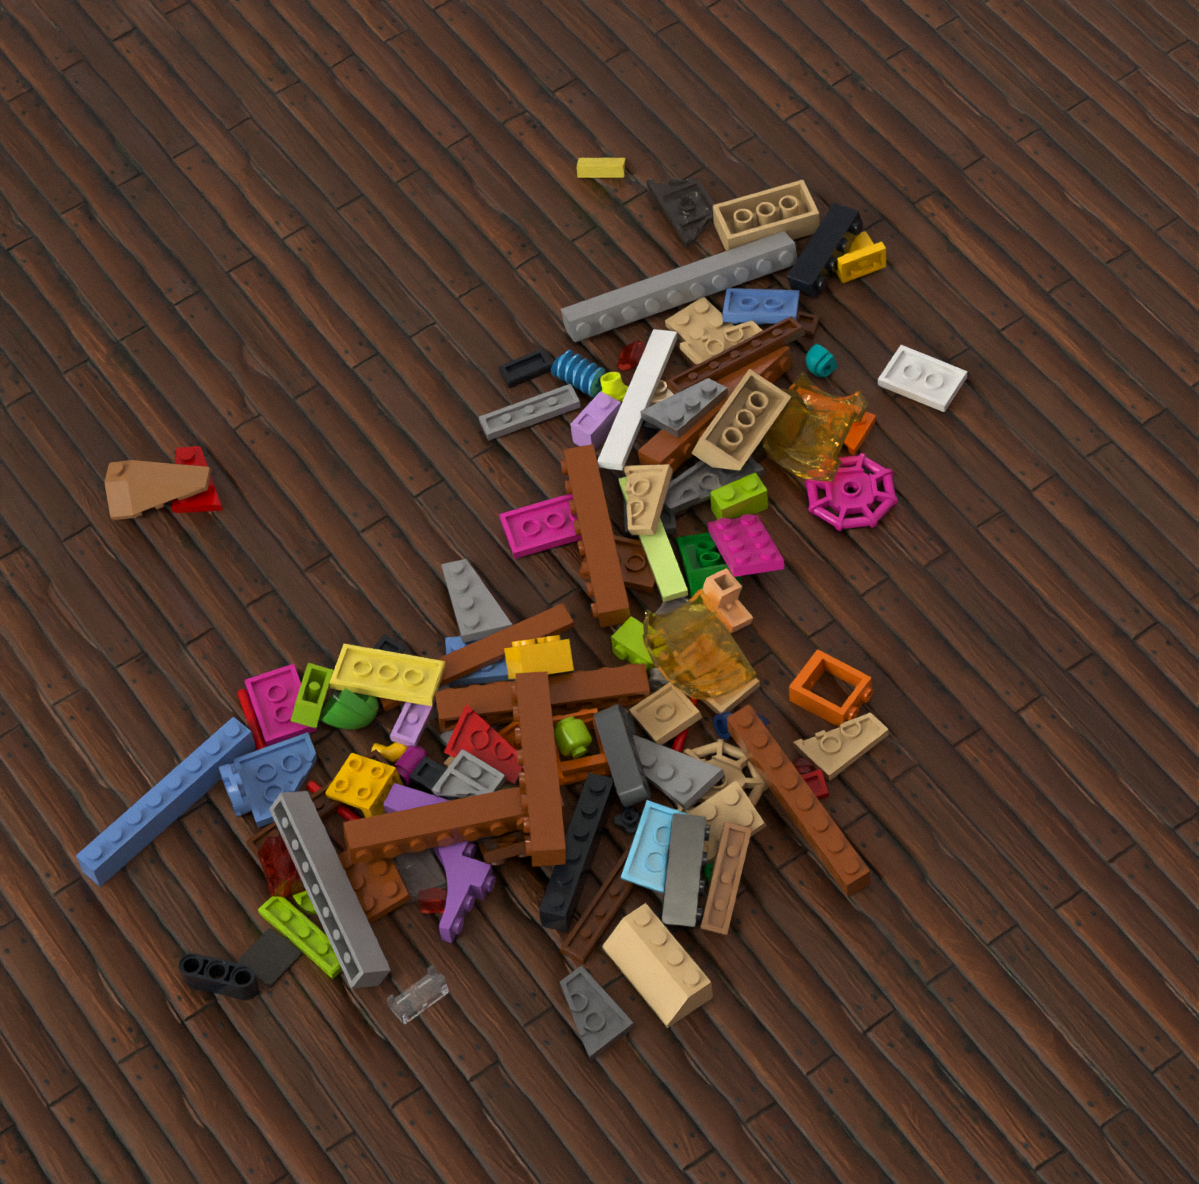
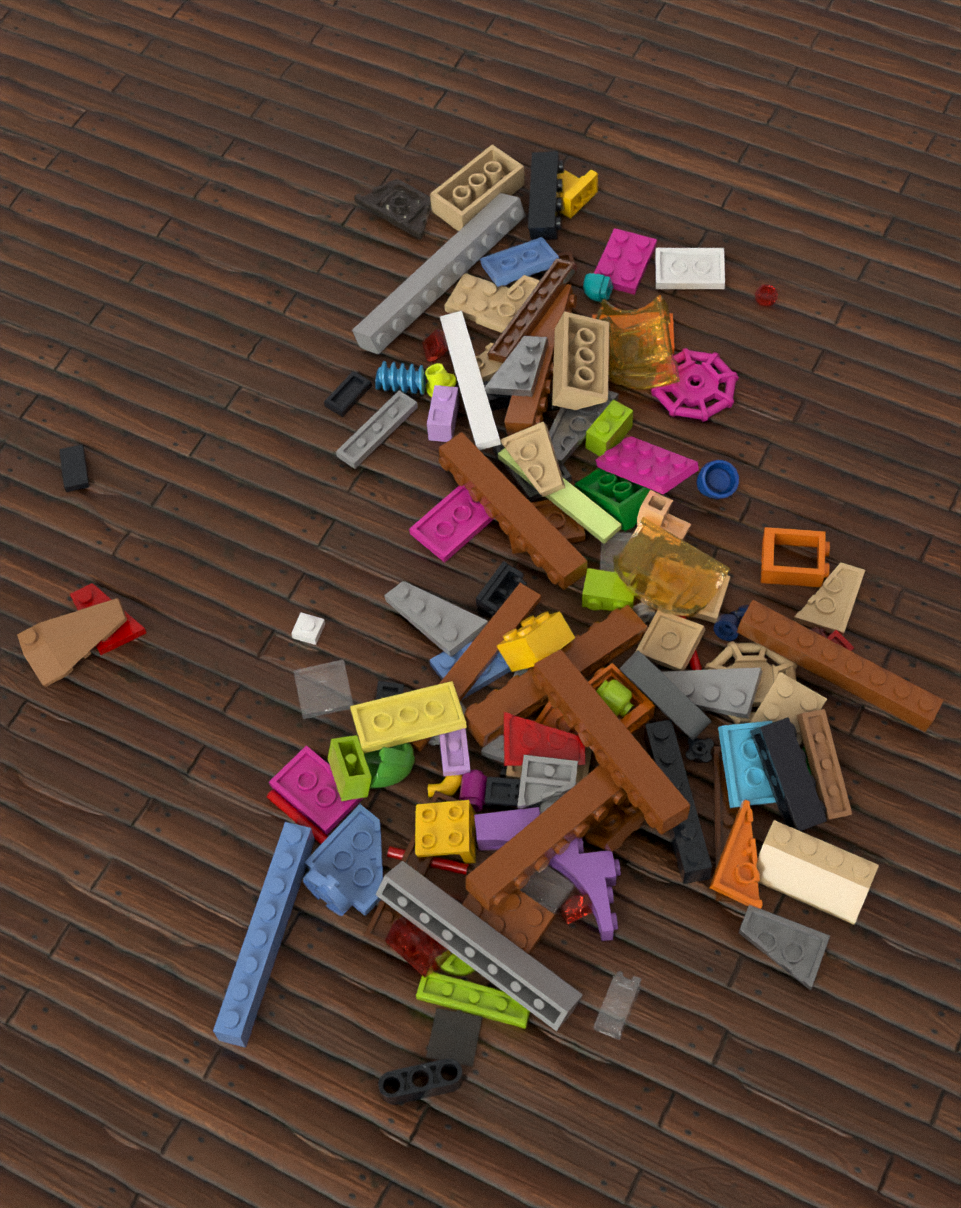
camera: 30 degrees left, 5 degrees up
(245, 337) = (74, 468): none -> black tile
(340, 622) = (323, 689): none -> clear tile
(359, 565) = (308, 628): none -> white plate
(544, 599) = (498, 589): none -> black hinge
(591, 928) = (737, 870): none -> orange wing
(601, 167) = (305, 201): light yellow slope -> none
(806, 588) = (717, 479): none -> blue hat
(867, 345) = (626, 259): none -> dark pink plate
(979, 435) = (766, 295): none -> clear red plate

